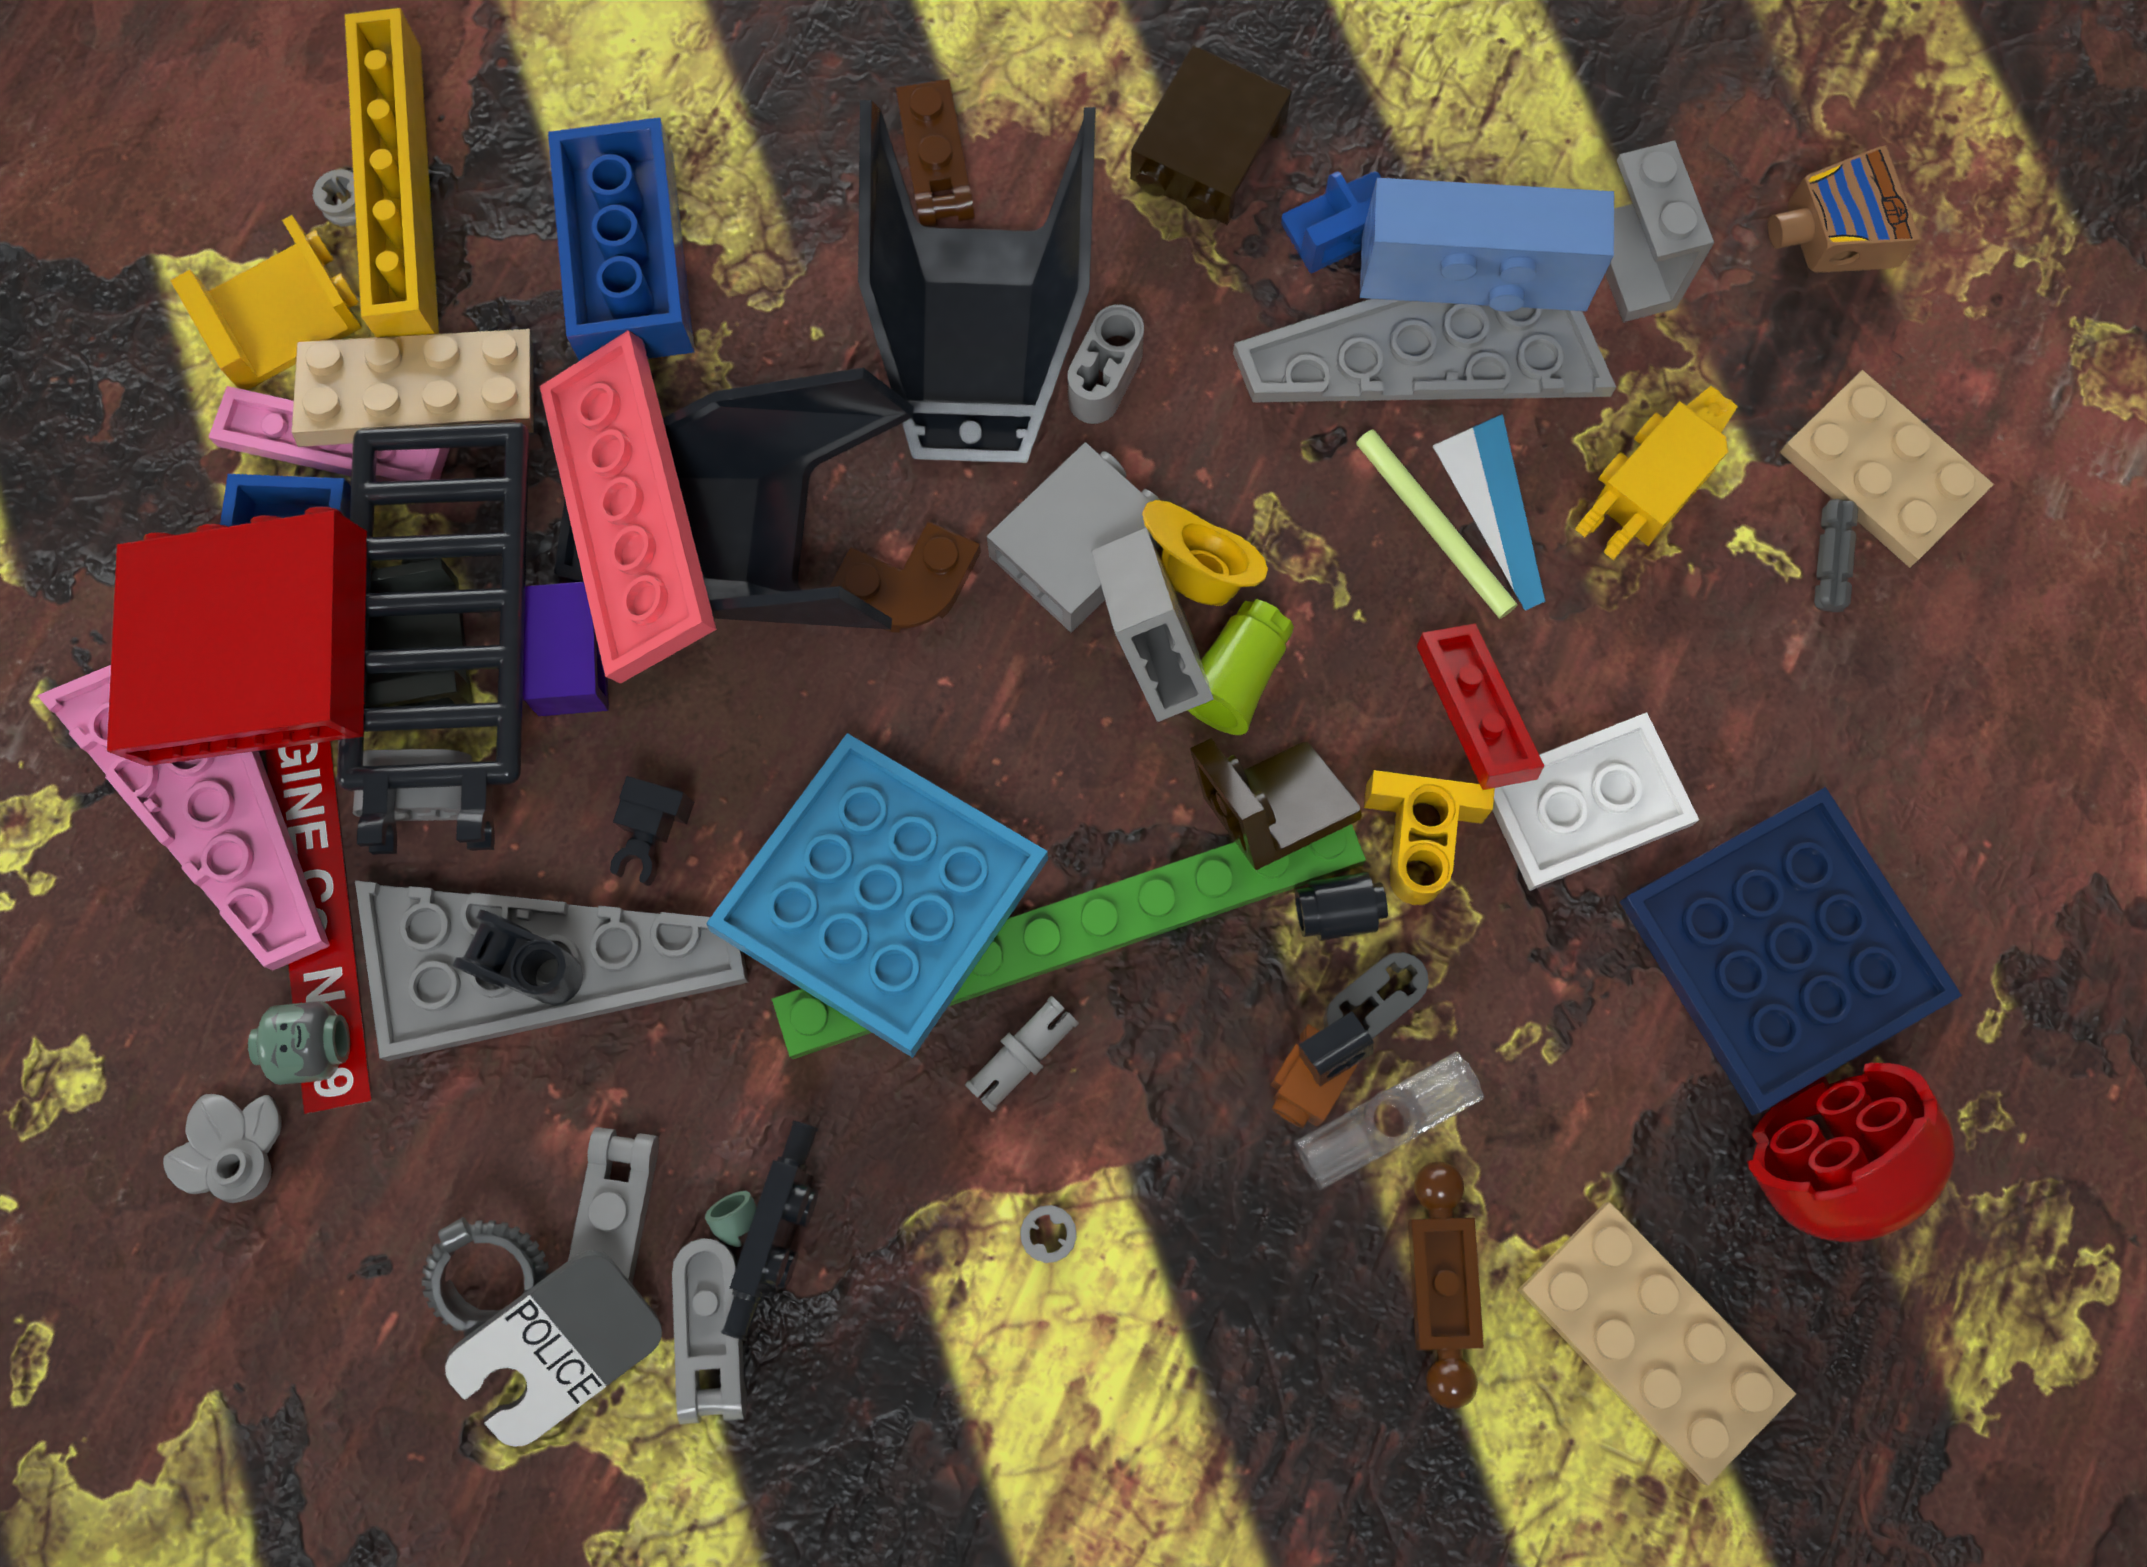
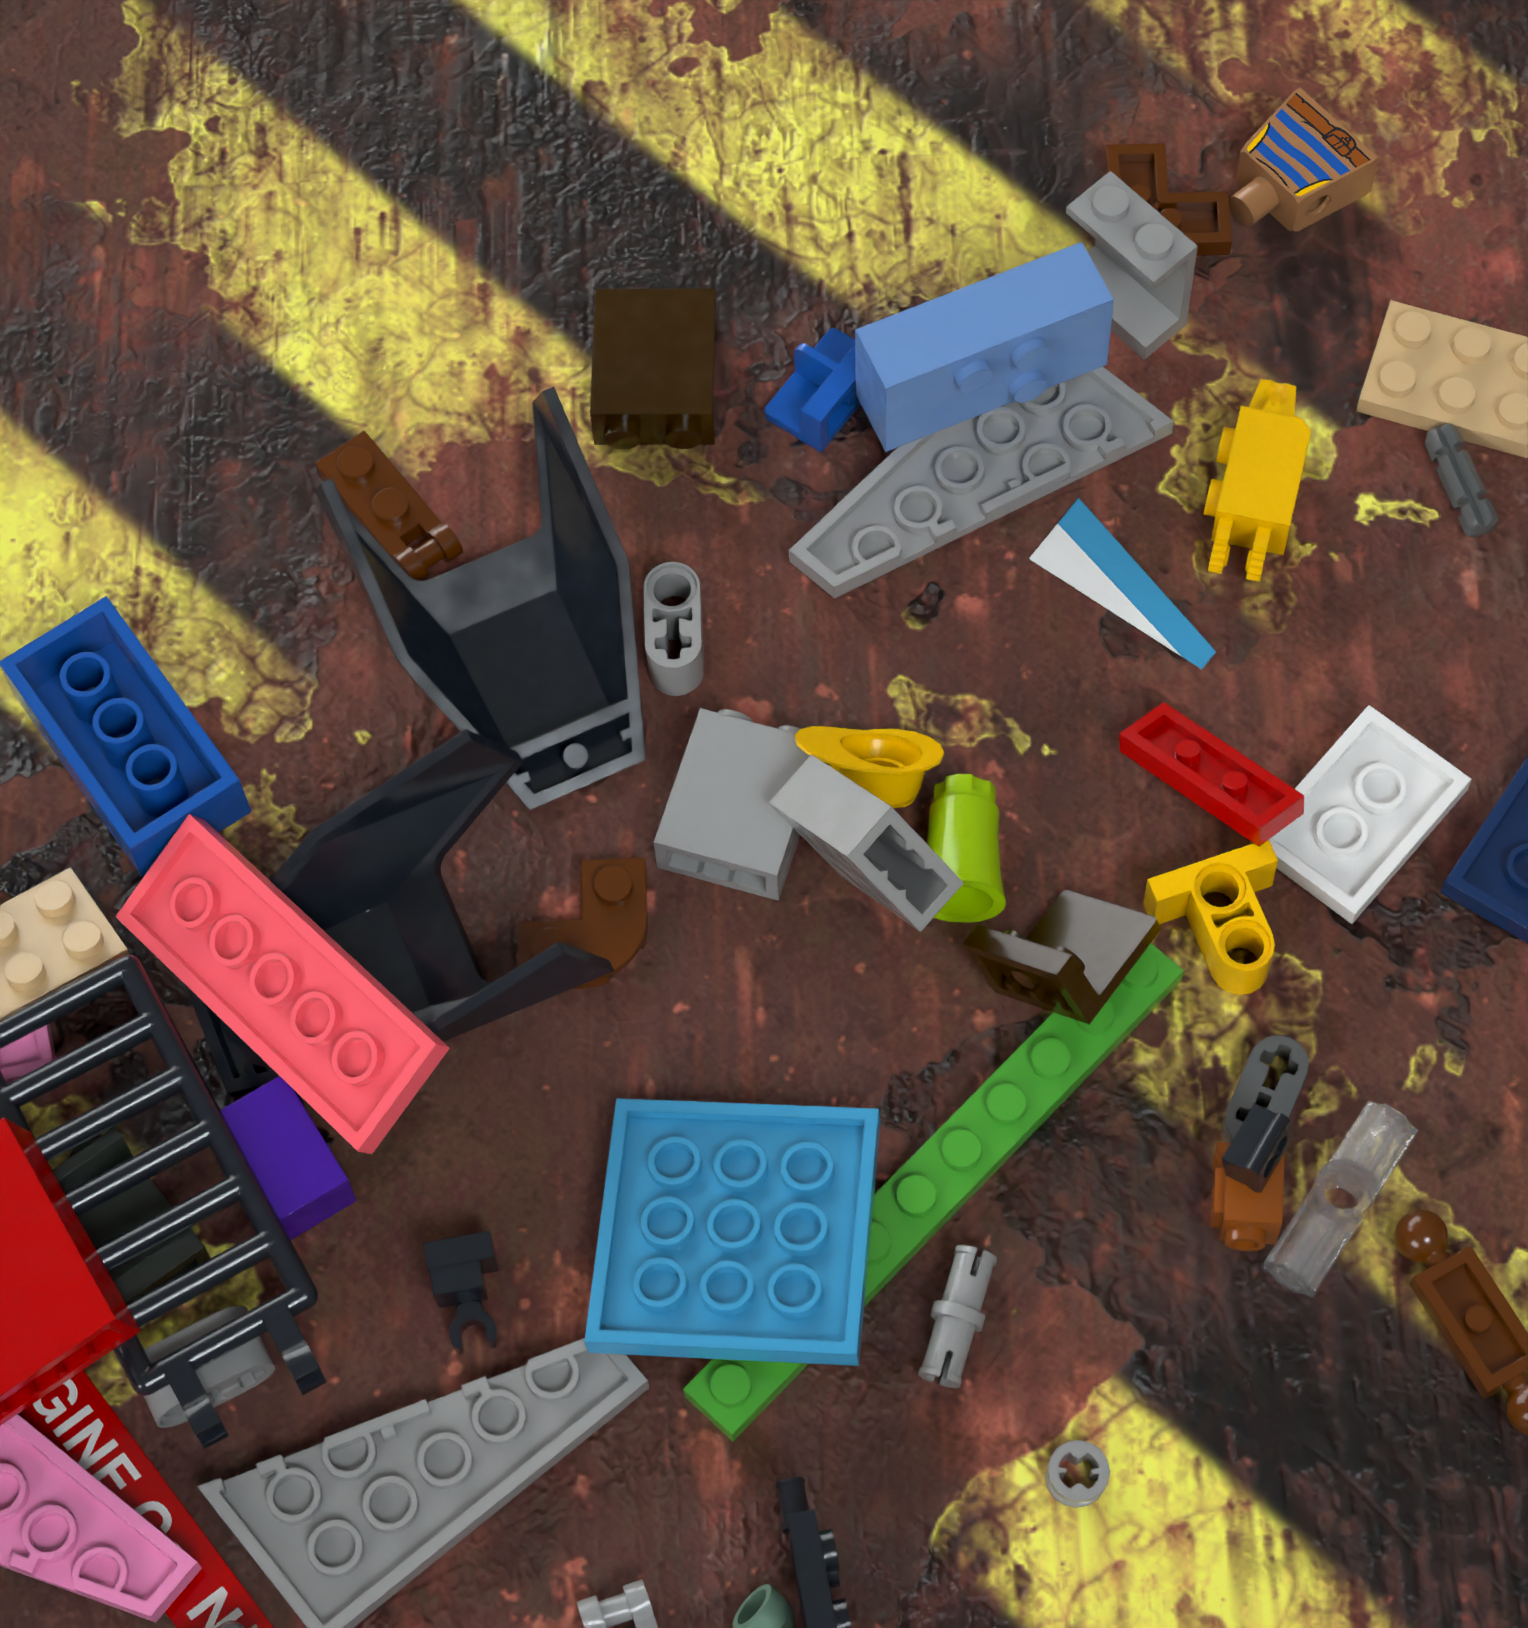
camera: 25 degrees left, 10 degrees down
(511, 957) = (401, 1471): black piece -> none
(1340, 906) = (1184, 1024): black brick -> none
(1436, 524) = (1074, 628): yellowish green bar -> none
(1731, 218) = (1198, 215): none -> reddish brown plate

